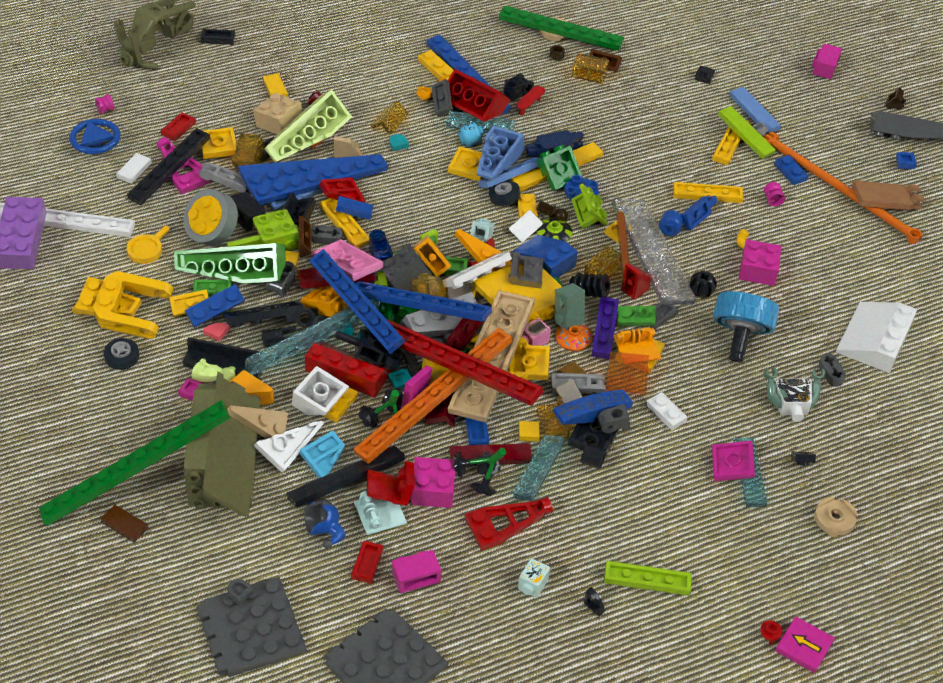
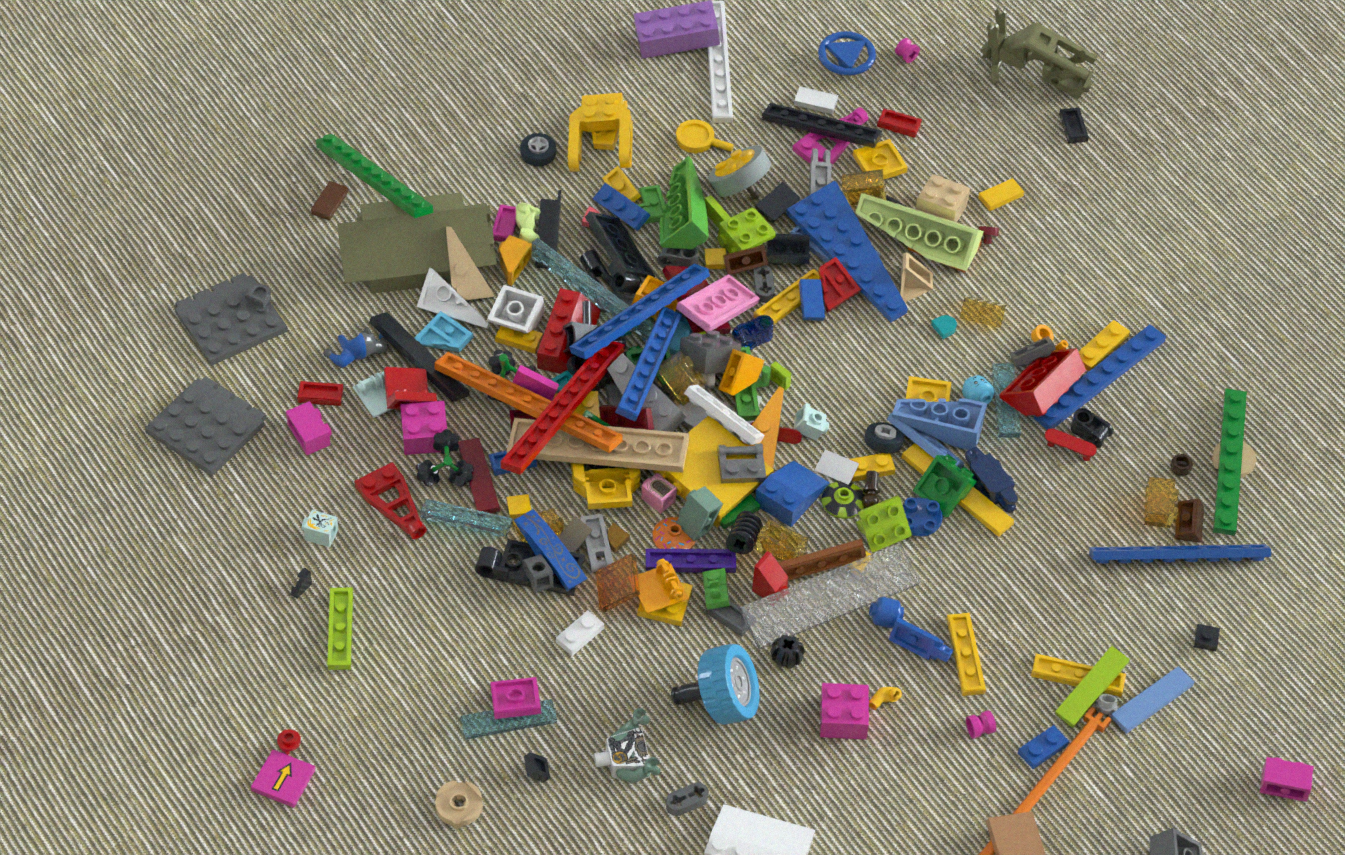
camera: 80 degrees right, 5 degrees up
(634, 70) = (1189, 553): none -> blue plate

